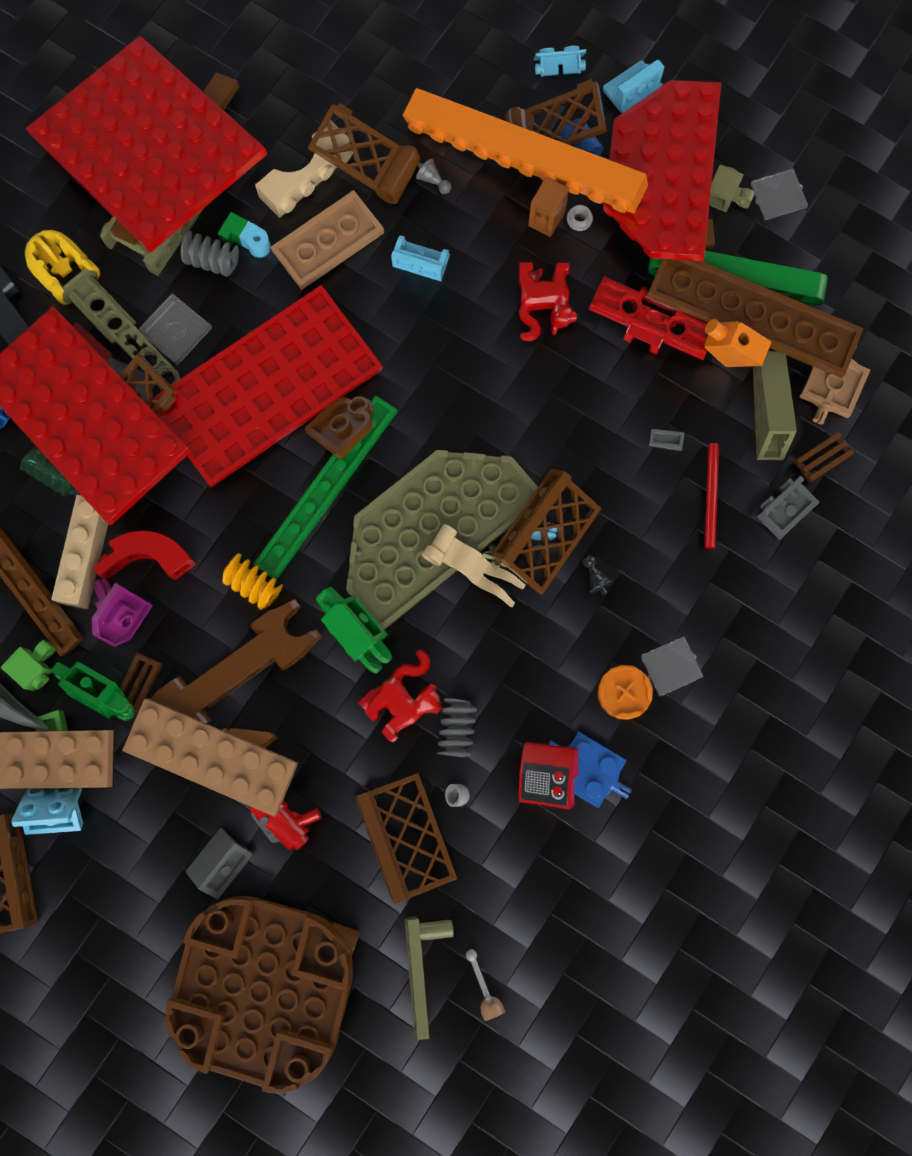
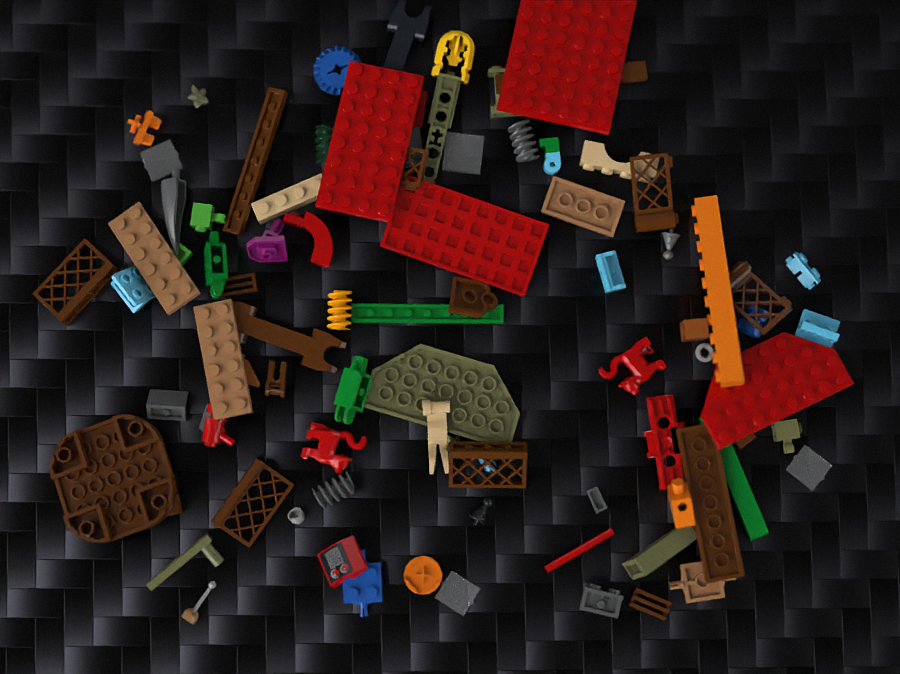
camera: 55 degrees right, 5 degrees up
(287, 717) = (271, 383): none -> reddish brown piece

